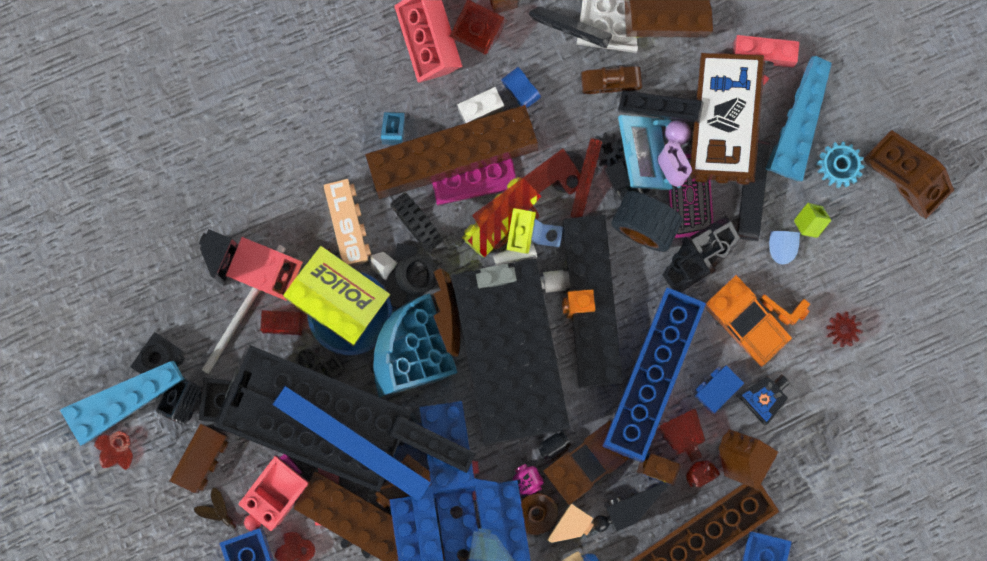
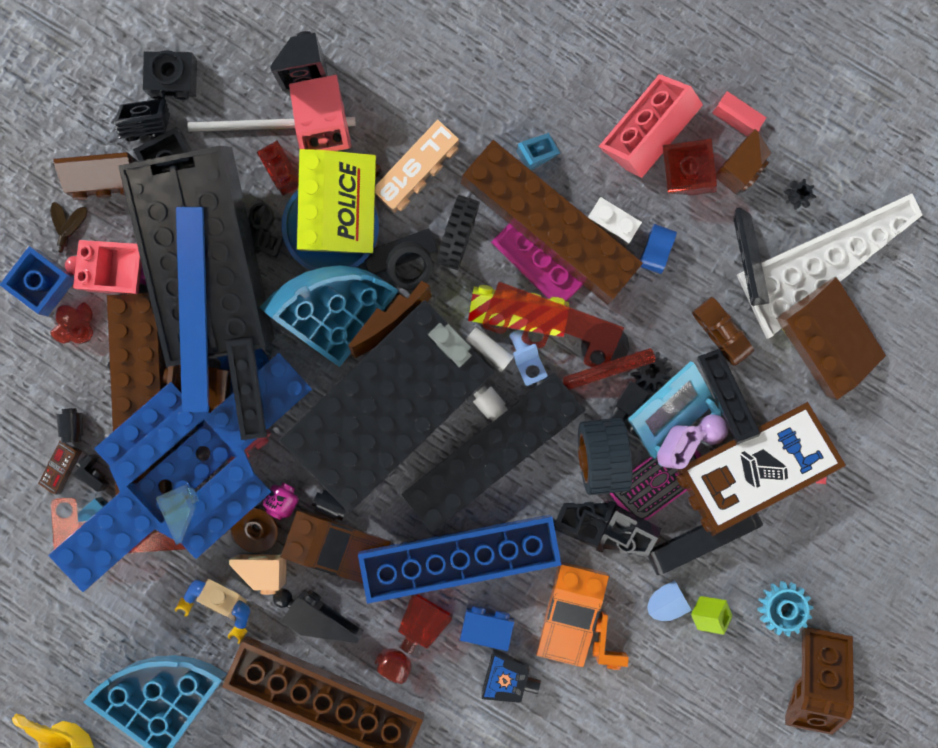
camera: 55 degrees right, 5 degrees up
(105, 409) = (93, 57): dark azure wing -> none
(112, 452) = (57, 91): clear red plate -> none
(382, 264) = (399, 227): white slope -> none
(521, 231) = (515, 339): neon yellow plate -> none
(578, 302) = (481, 441): orange bracket -> none
(659, 469) = (371, 621): reddish brown torso -> none
(745, 458) = (433, 701): reddish brown slope -> none
(780, 52) = (858, 475): coral arch -> none
(793, 149) = (767, 553): dark azure wing -> none
(836, 330) = (631, 720): clear red gear -> none

